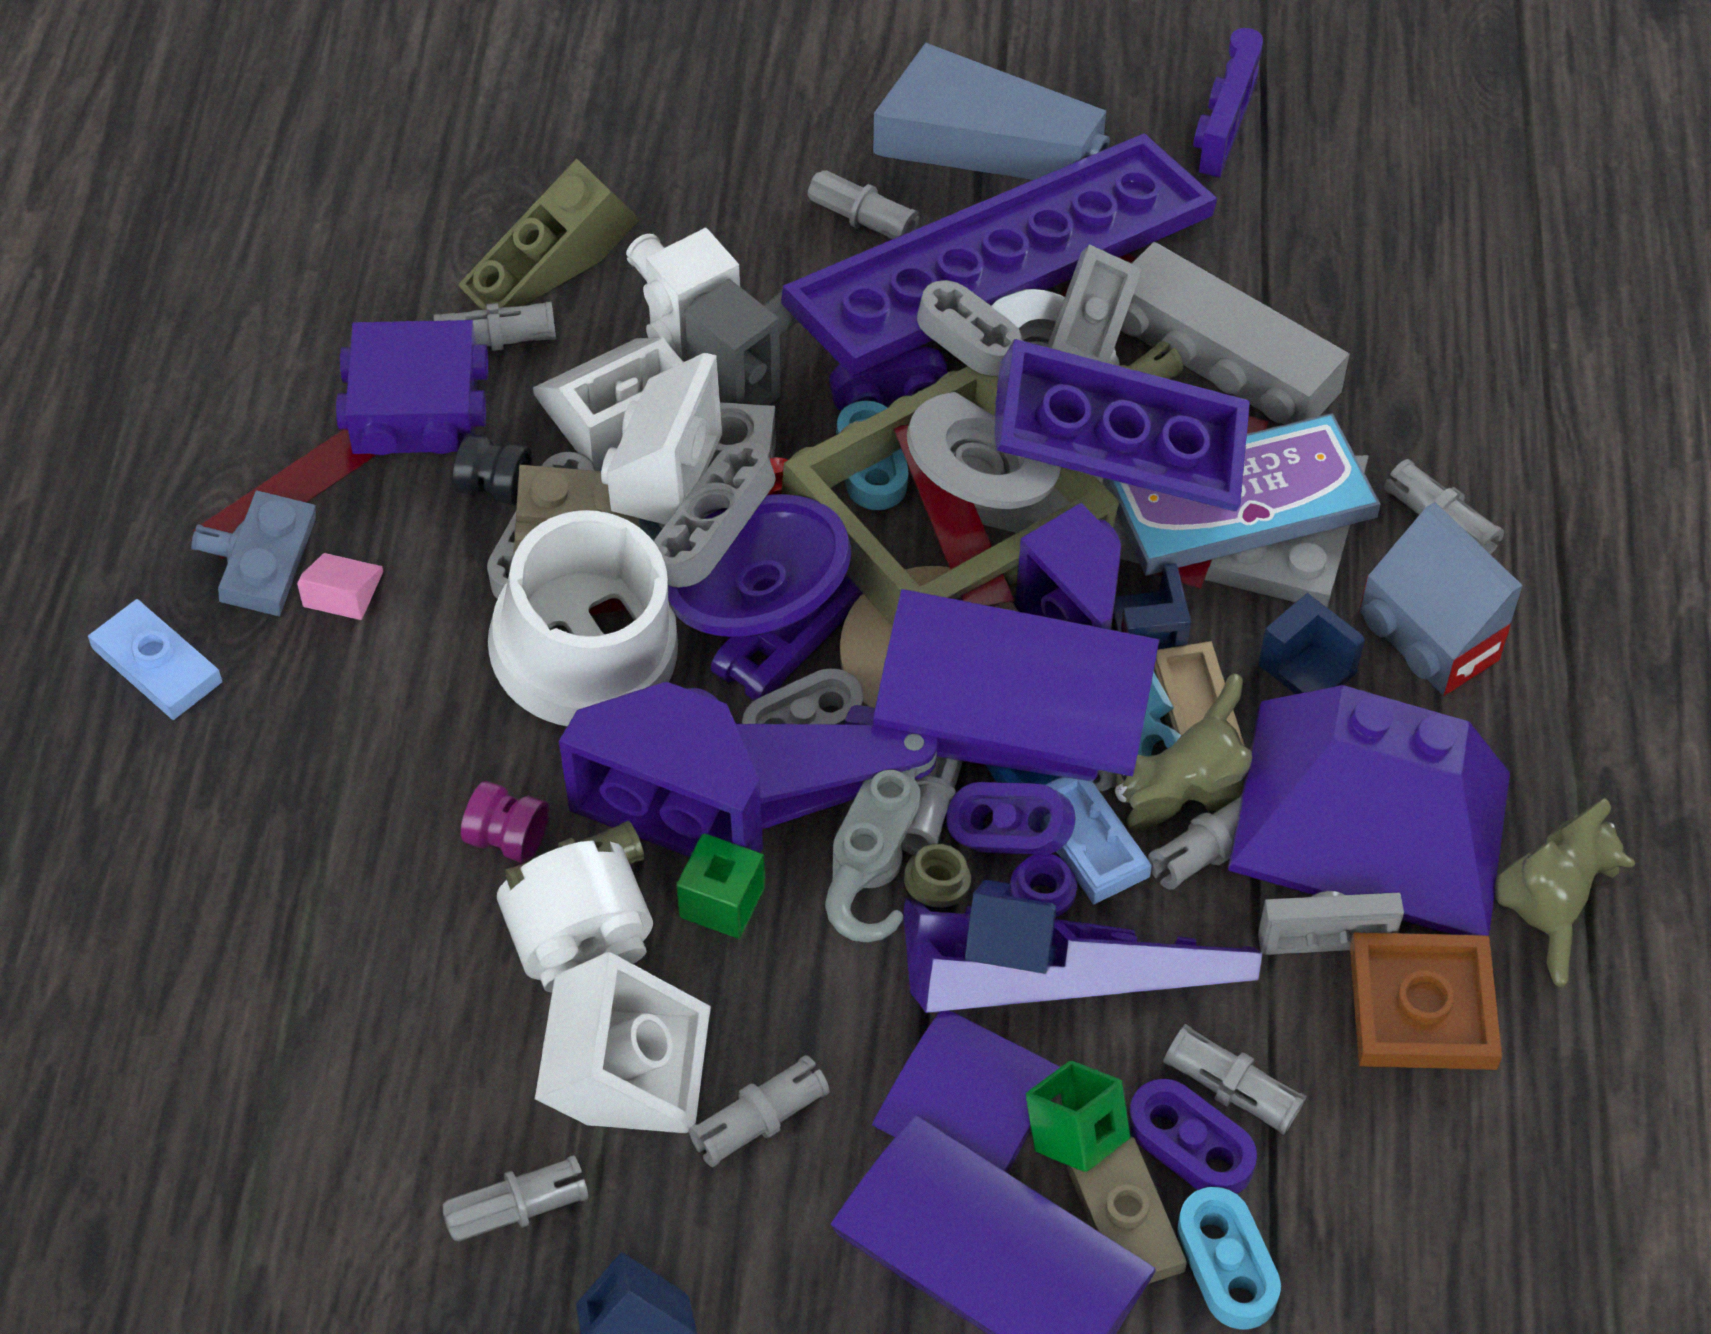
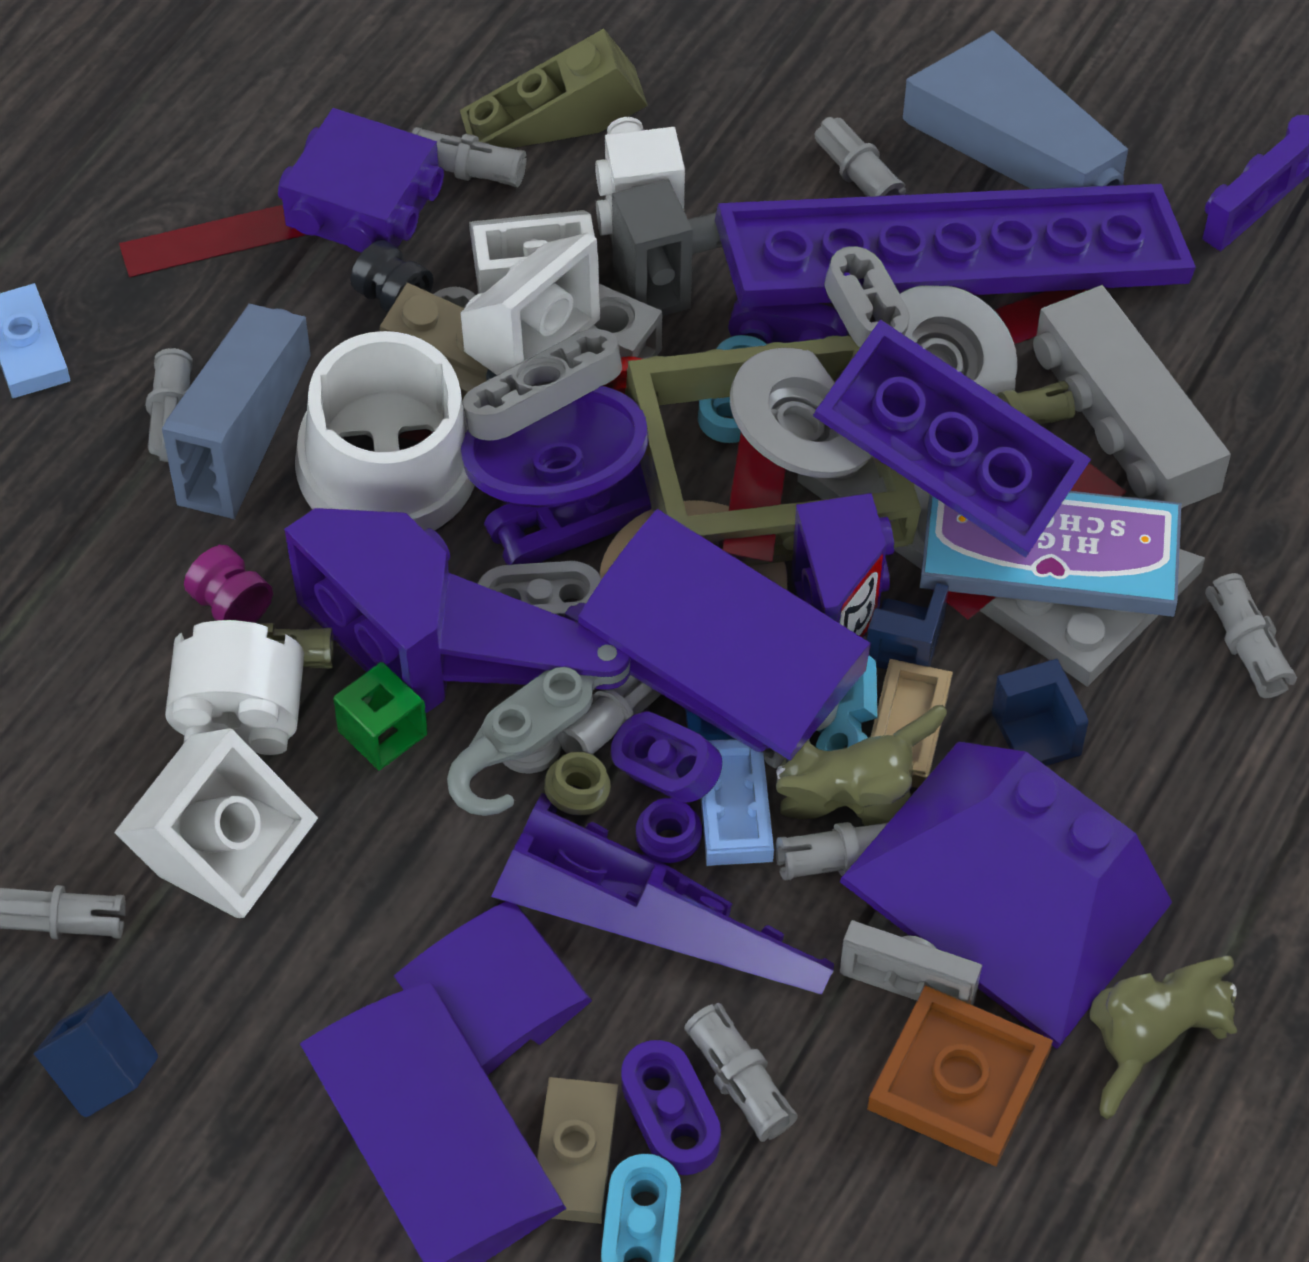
camera: 25 degrees right, 0 degrees up
(261, 552) = (161, 282): sand blue plate -> none
(339, 585) = (200, 329): bright pink slope -> none
(341, 667) = (169, 386): none -> light grey axle
(417, 648) = (234, 409): none -> sand blue slope
(759, 1111) = (304, 923): light grey pin -> none
(1010, 930) = (596, 851): dark blue panel -> none
(1087, 1123) = (587, 1046): green piece -> none
(1095, 305) = (1003, 327): light grey plate -> none
(1441, 601) = (1182, 717): sand blue slope -> none

